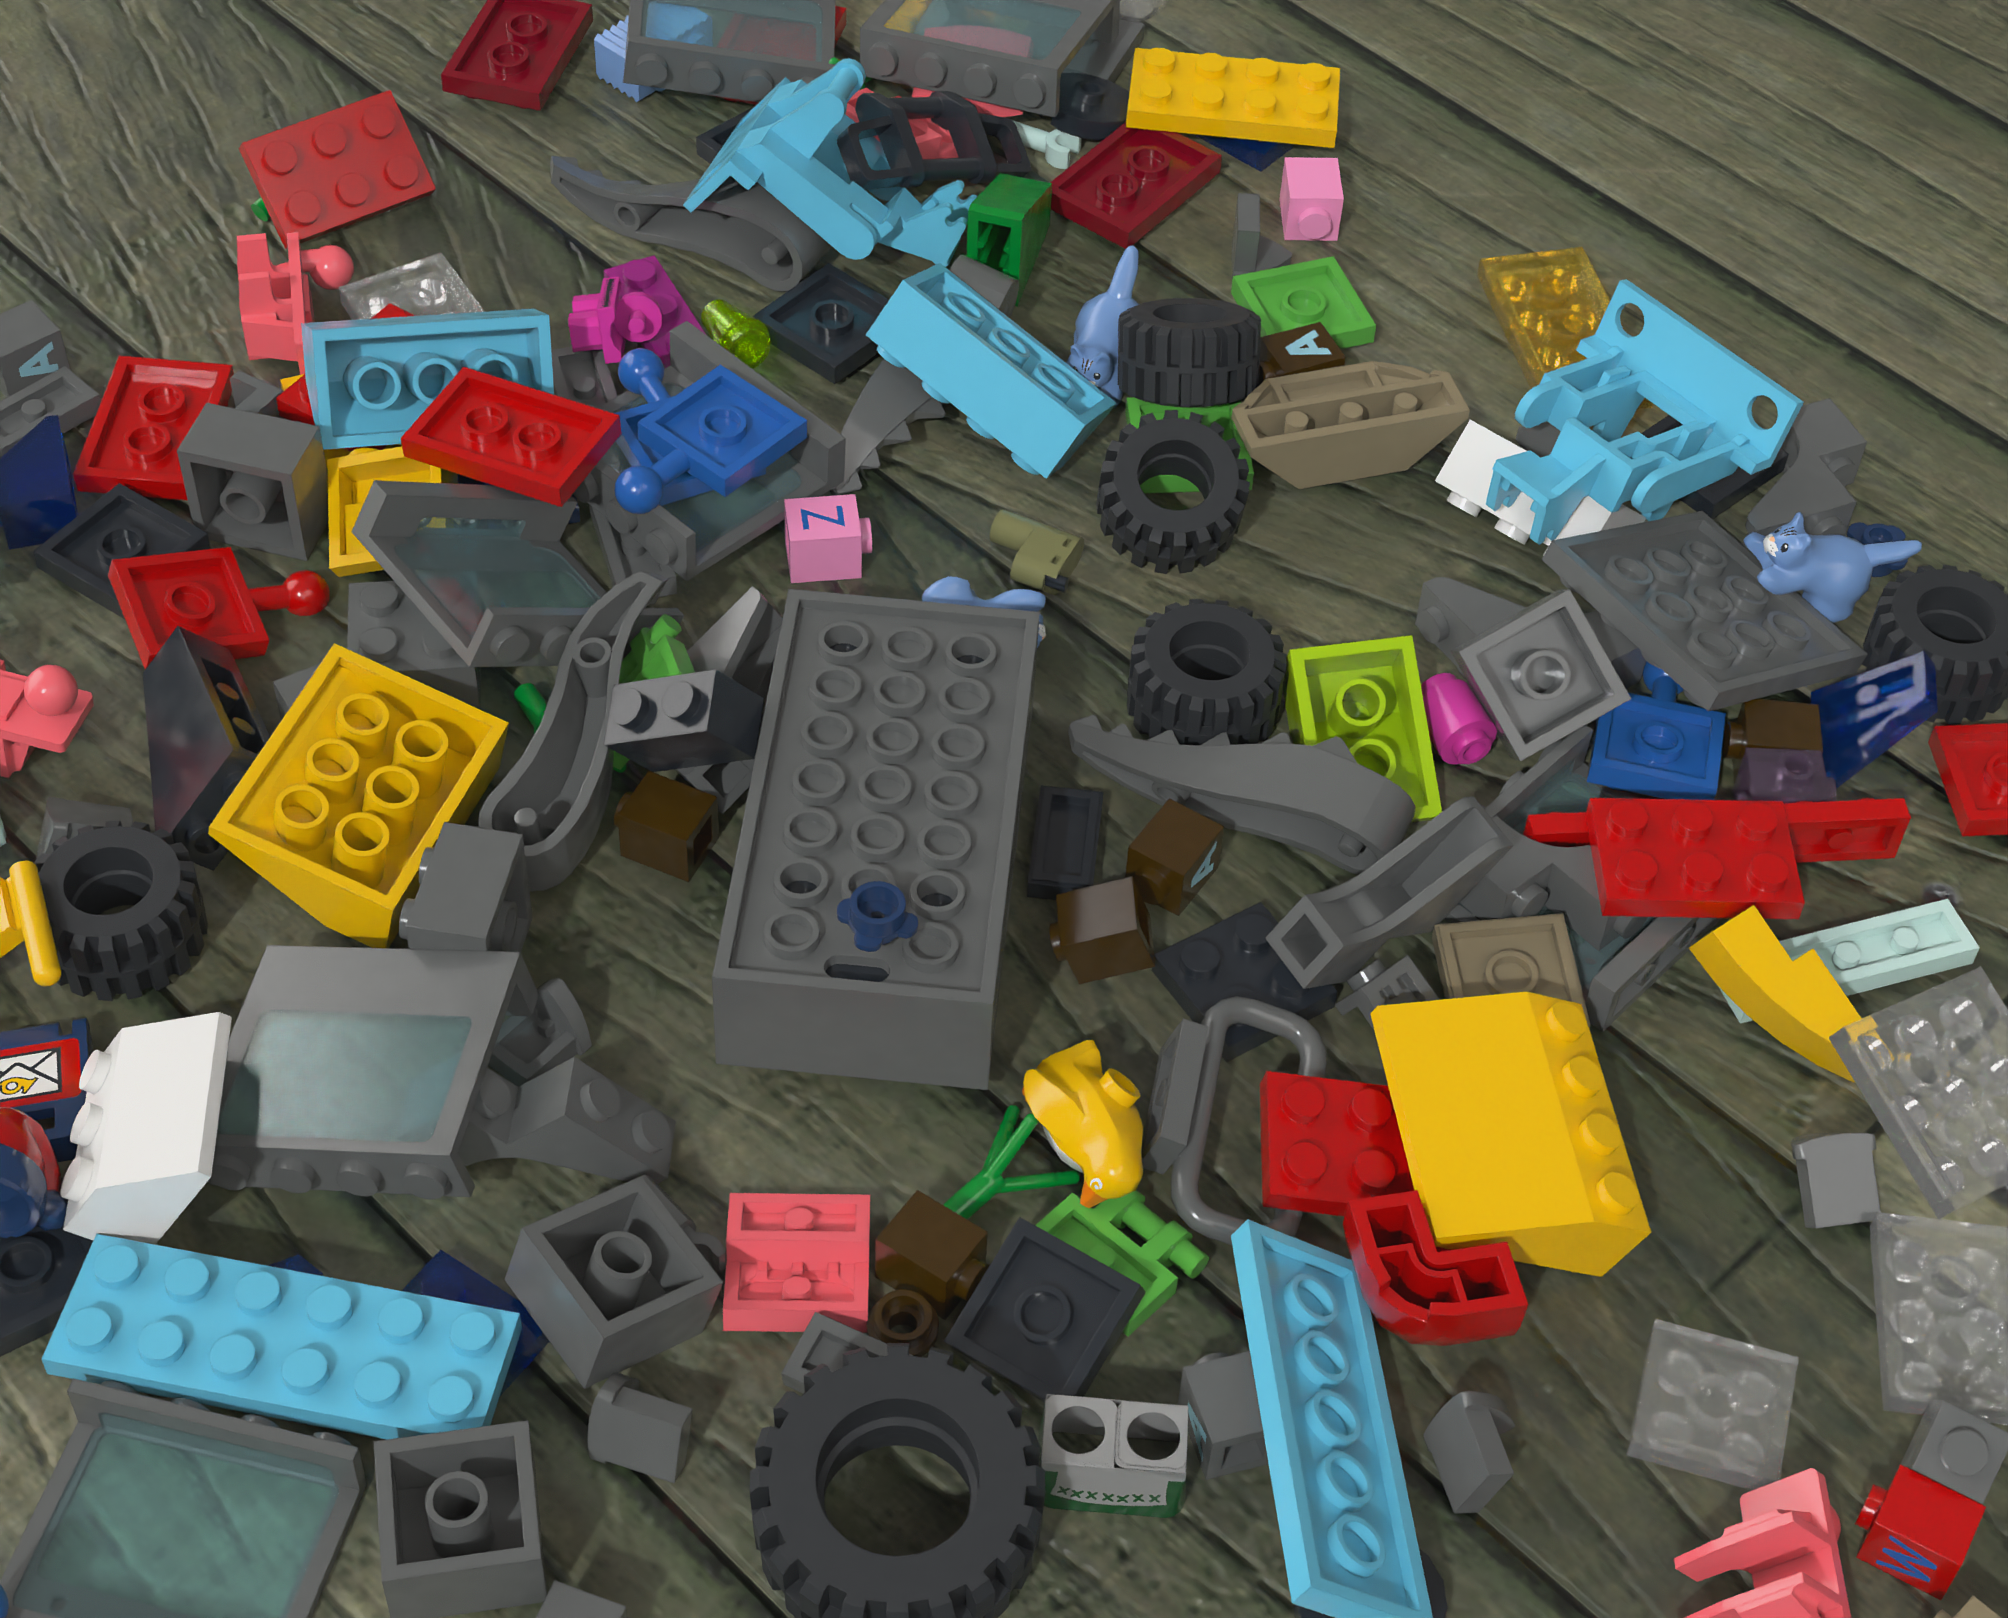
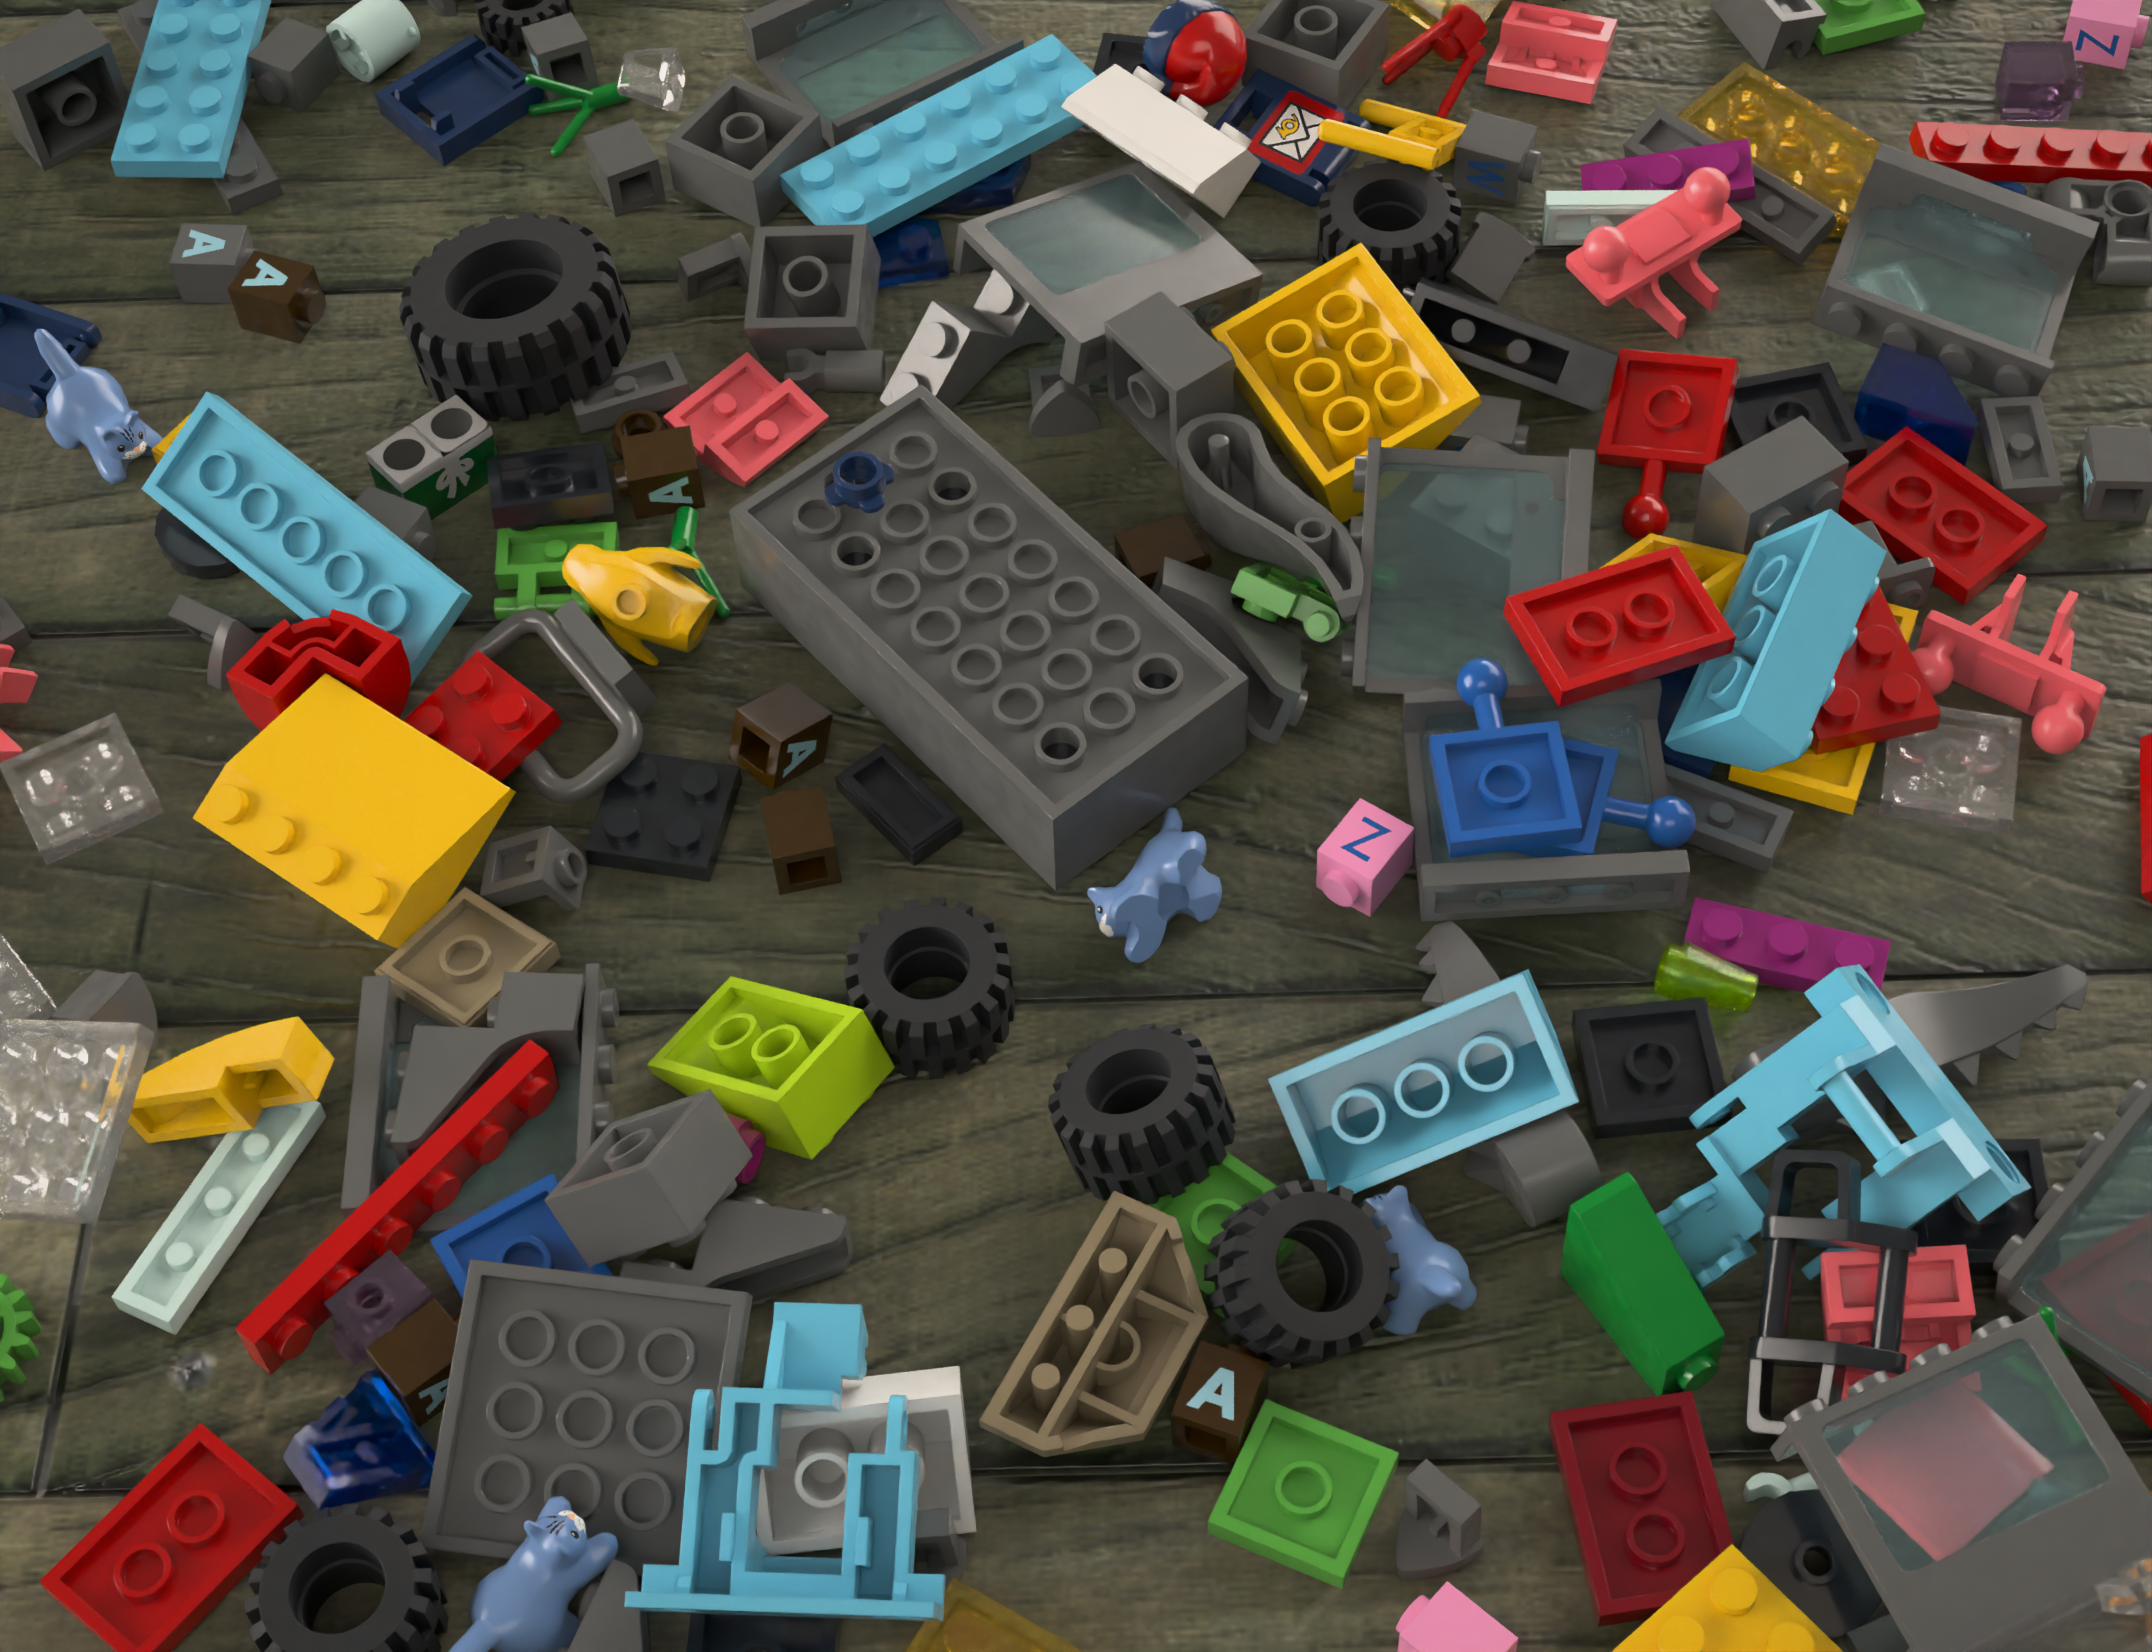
camera: 140 degrees right, 5 degrees up
(607, 321) = (1782, 870): dark pink hips -> none
(684, 721) = (1183, 533): black brick -> none
(1043, 552) = (1196, 1008): olive piece -> none
(1270, 789) = (759, 925): dark grey animal -> none
(1397, 896) = (583, 899): dark grey arch -> none
(1693, 858) = (379, 1112): red plate -> none

